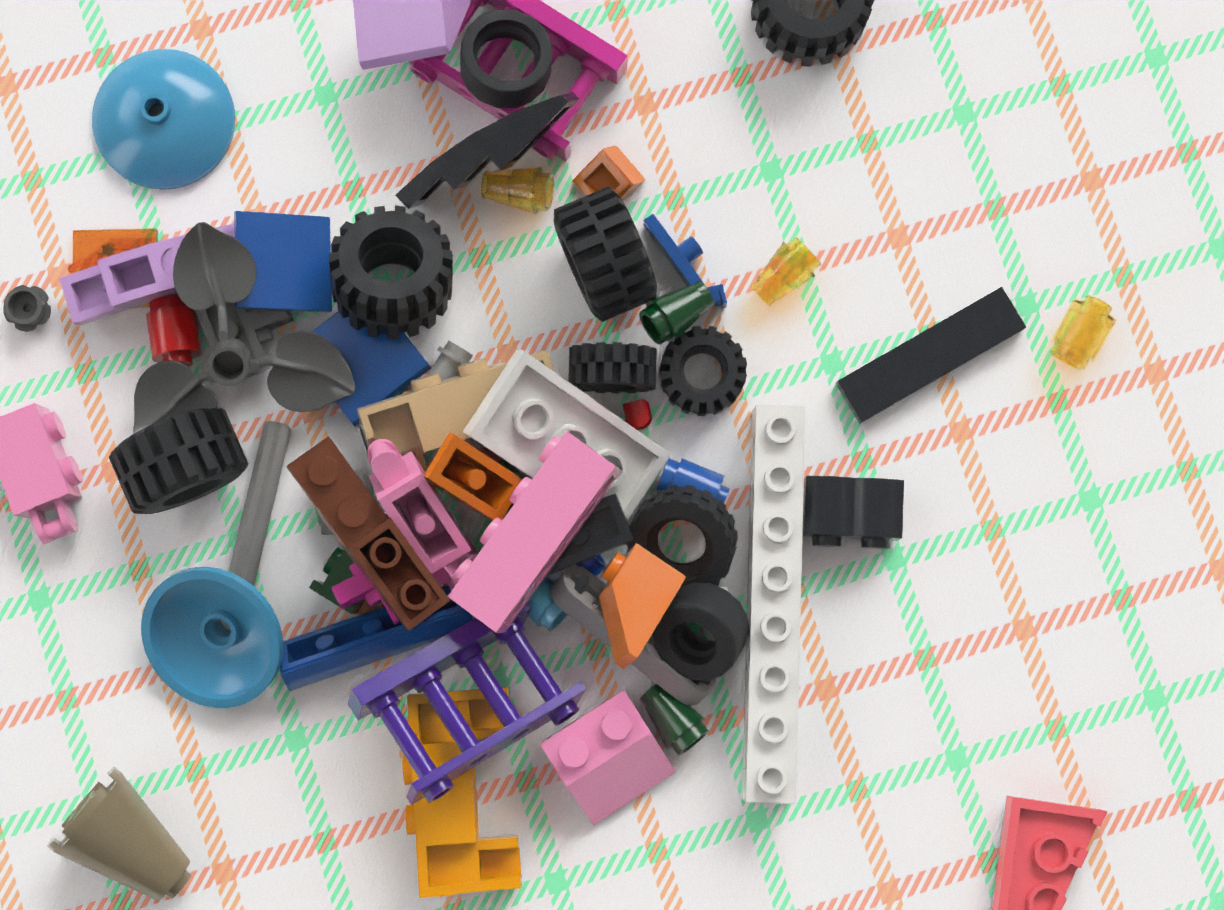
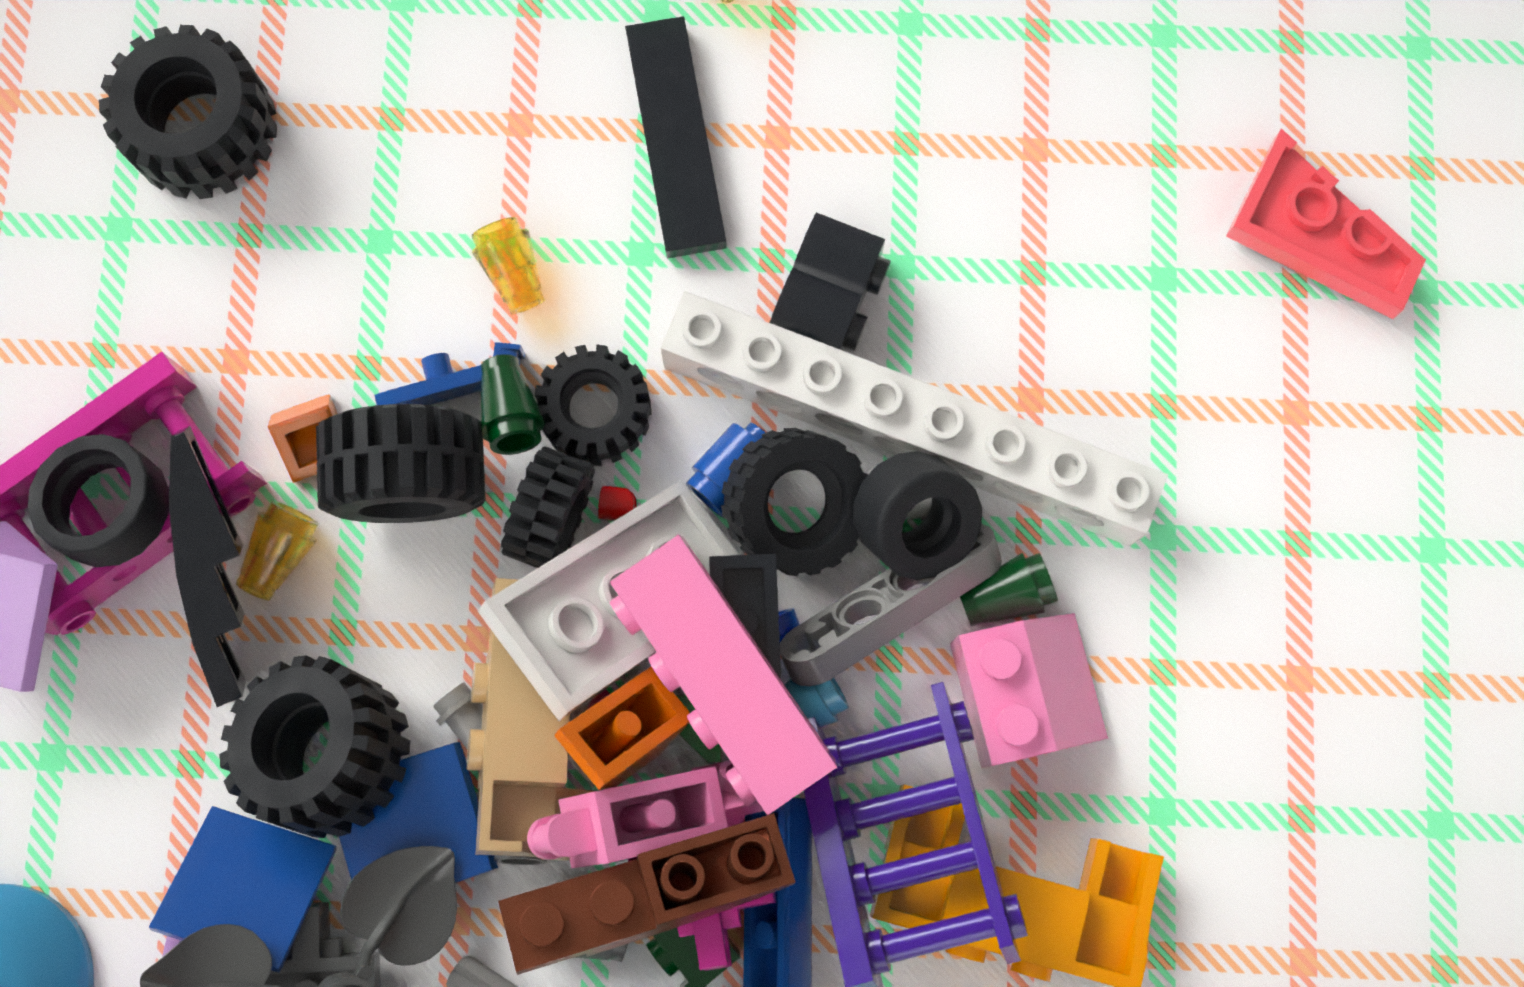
camera: 70 degrees left, 5 degrees down
(635, 600) = (855, 578): orange slope -> none

